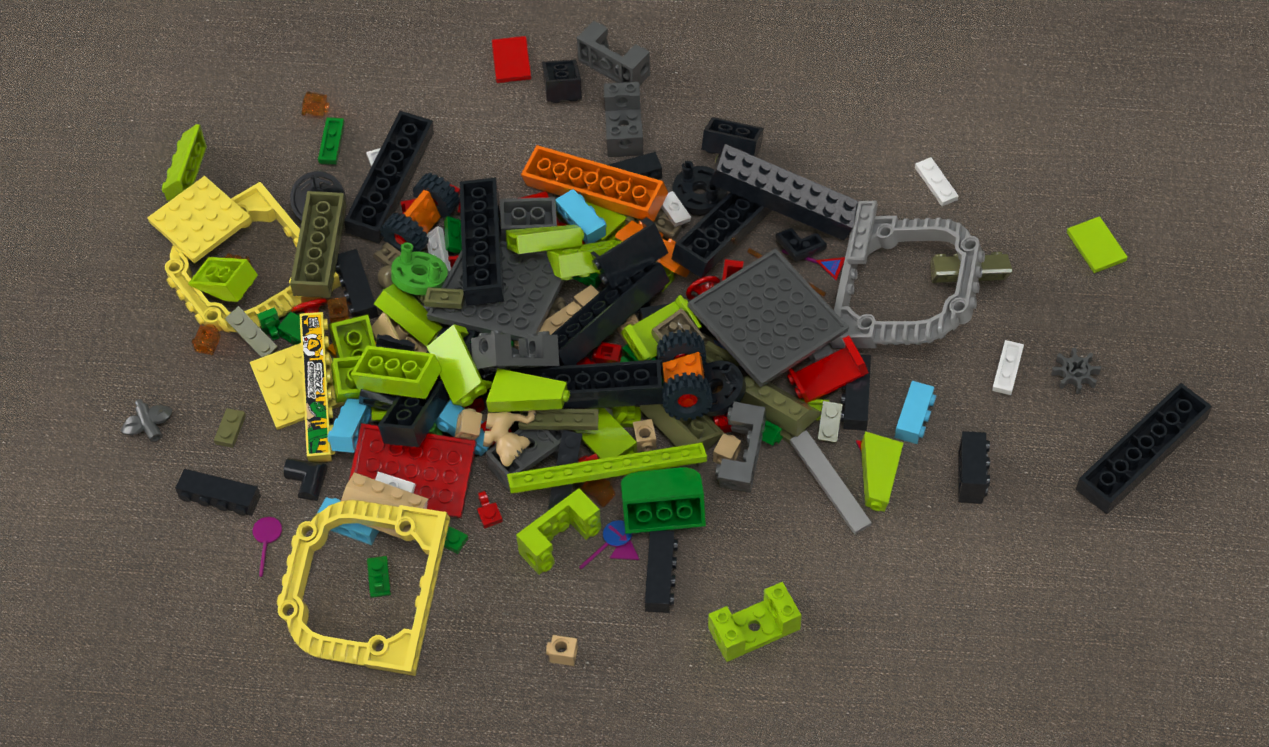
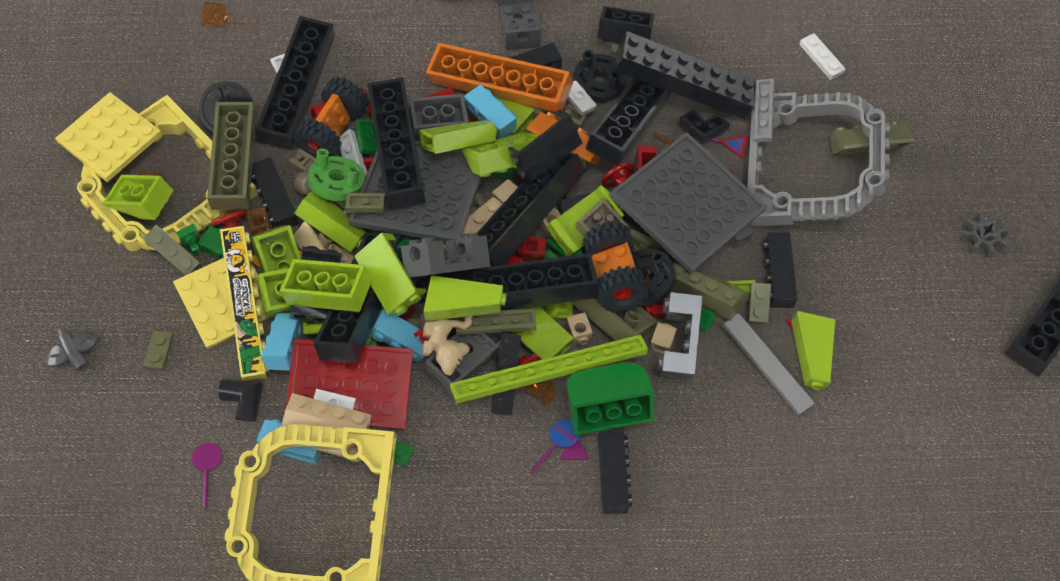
camera: 10 degrees left, 5 degrees up
(185, 162) = (89, 80): lime slope -> none
(206, 339) = (126, 259): clear orange brick -> none
(218, 492) = (151, 421): black brick -> none
(331, 141) = (234, 50): green plate -> none
(378, 576) = (327, 499): green plate -> none
(468, 424) = (404, 333): tan brick -> none
(488, 513) = (432, 422): red plate -> none
(535, 539) = (483, 451): lime plate -> none
(567, 657) = (531, 572): tan brick -> none
(775, 616) = (734, 508): lime plate -> none
(829, 373) = (753, 252): red panel -> none
(915, 412) = (839, 287): medium azure brick -> none
(973, 467) = (906, 340): black brick -> none
(1008, 367) = (920, 235): white plate -> none
(1097, 244) = (981, 108): lime tile -> none

